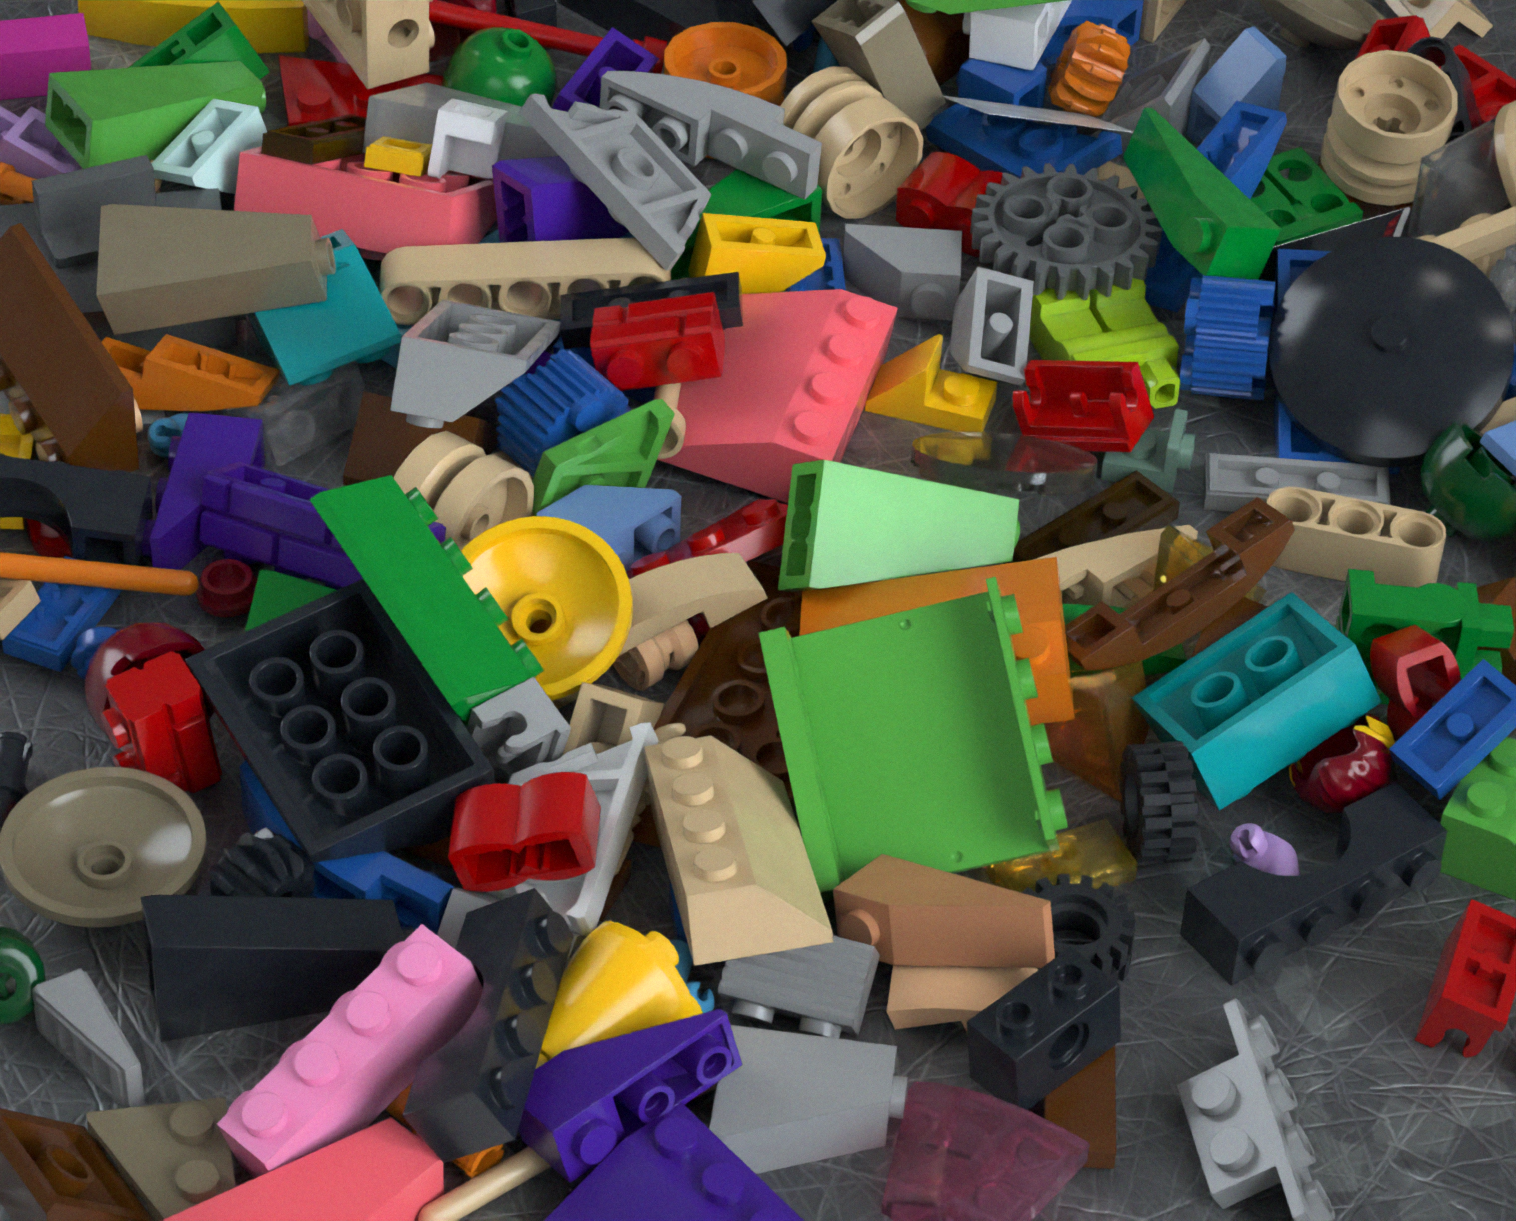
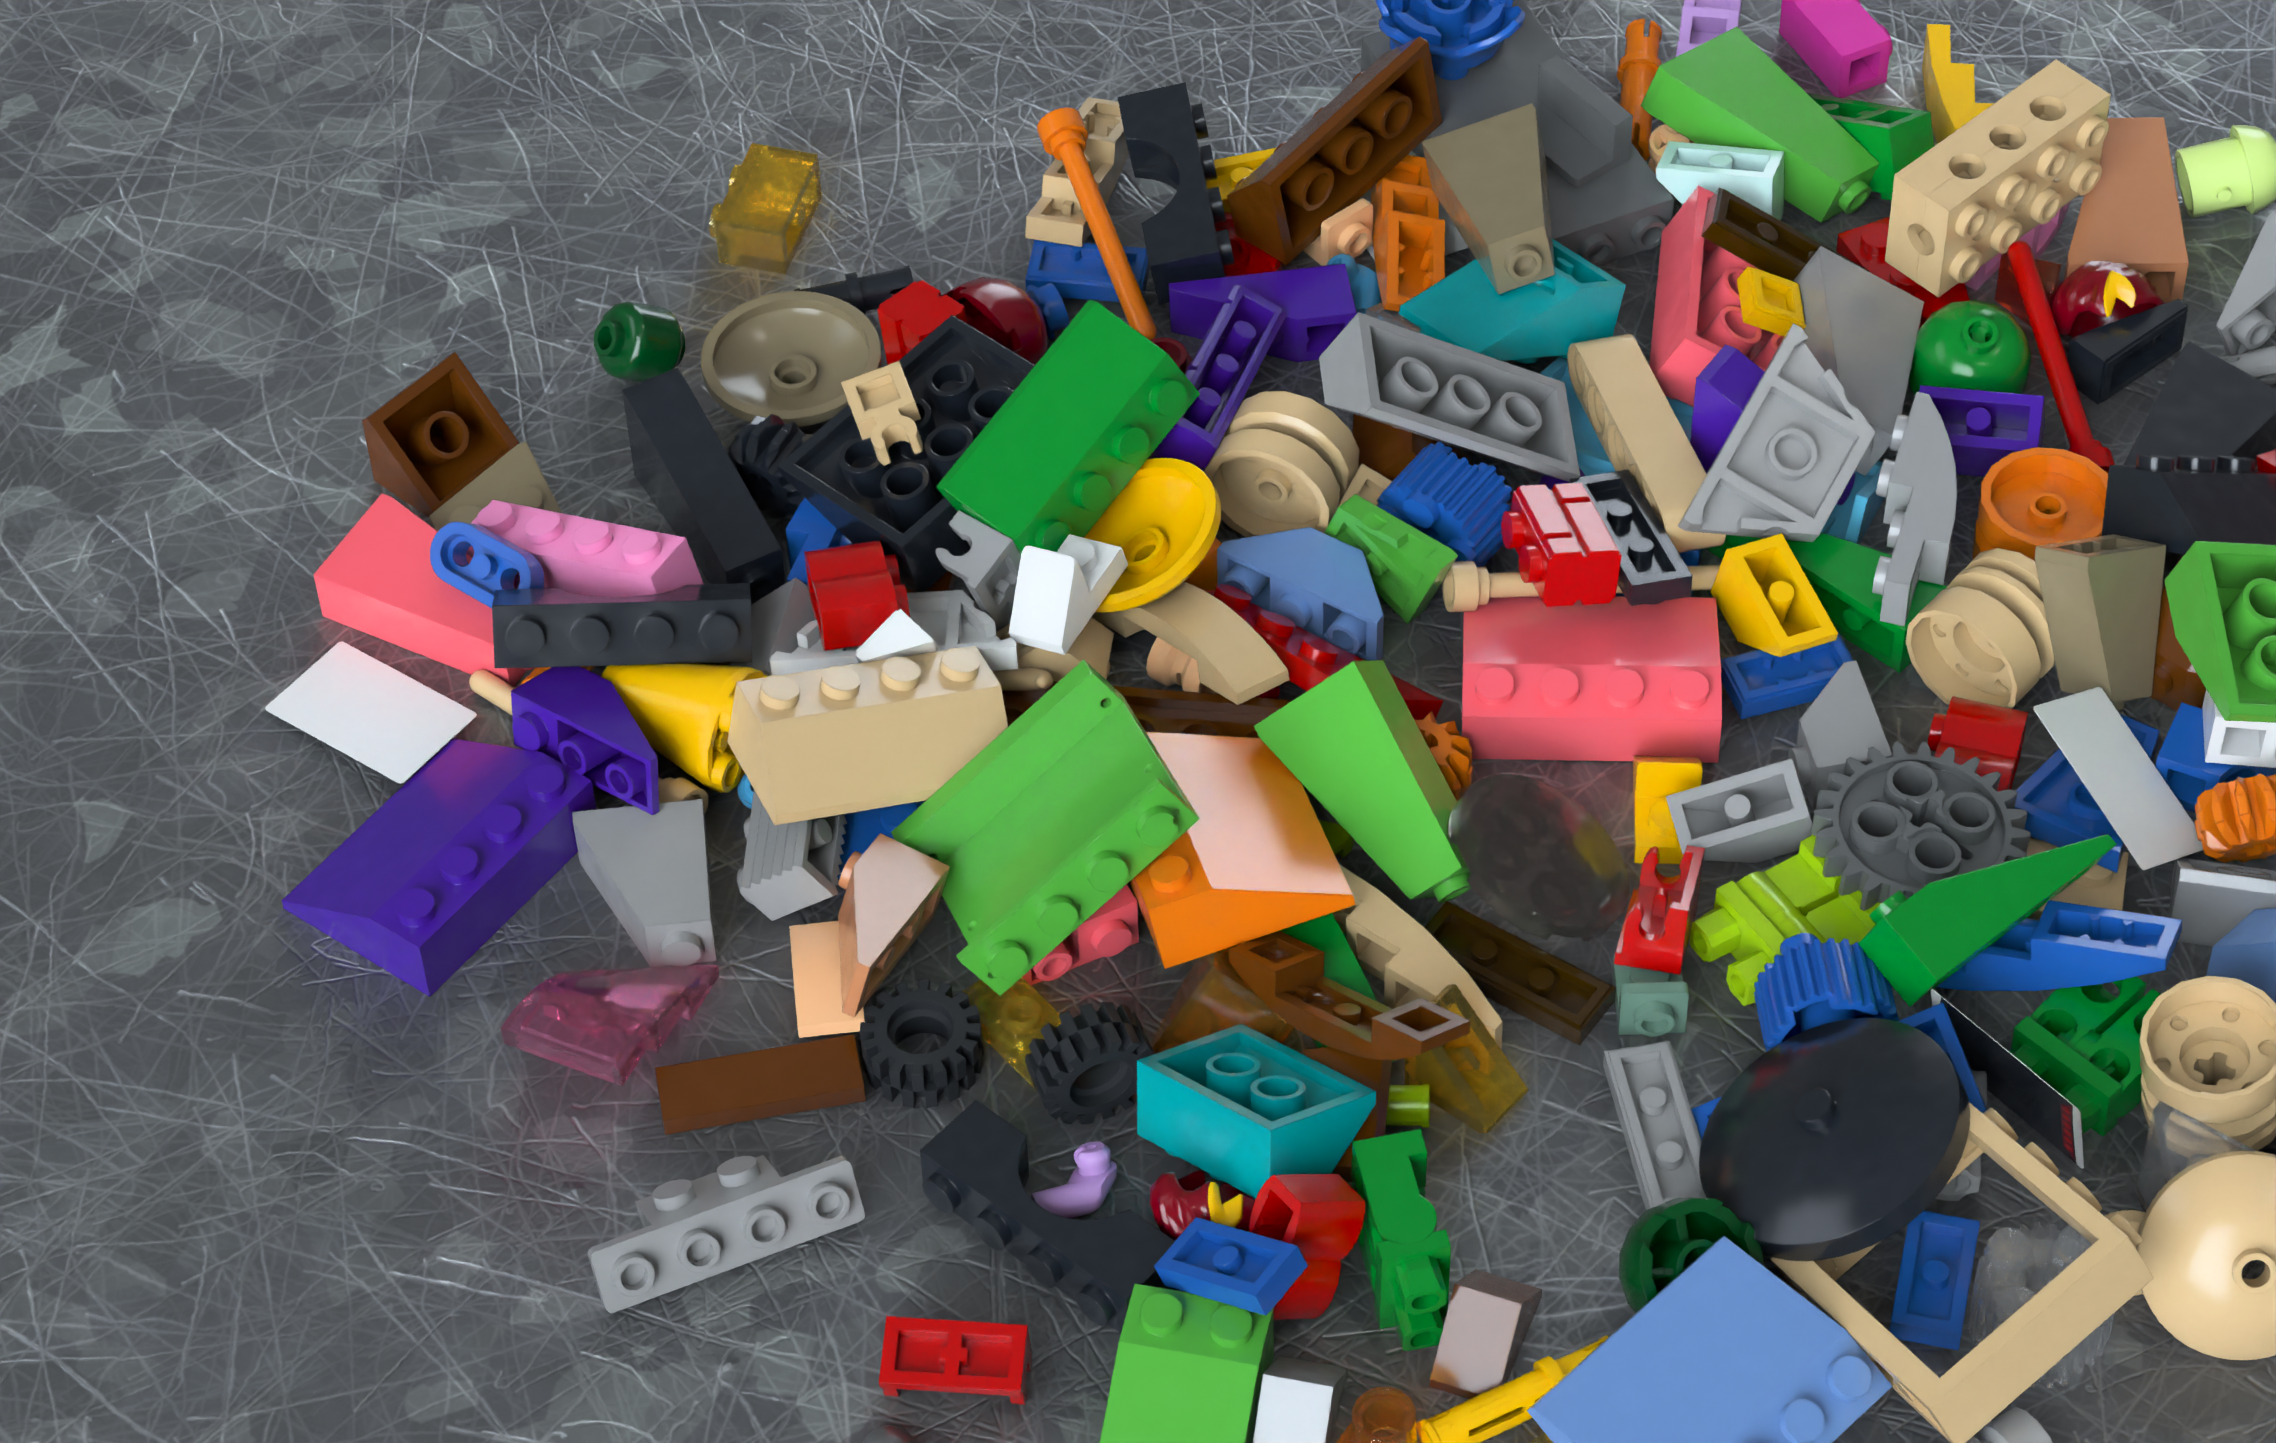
camera: 80 degrees right, 5 degrees up
(84, 1032) = (591, 424): light grey slope -> none
(306, 728) = (884, 409): none -> tan plate
(340, 1132) = (491, 568): none -> blue plate
(466, 139) = (1805, 308): white panel -> none
(604, 664) = (1062, 591): none -> white slope
(635, 796) = (896, 638): none -> white slope
(1044, 1030) = (759, 1021): black brick -> none
(1358, 534) = (1573, 1150): tan beam -> none

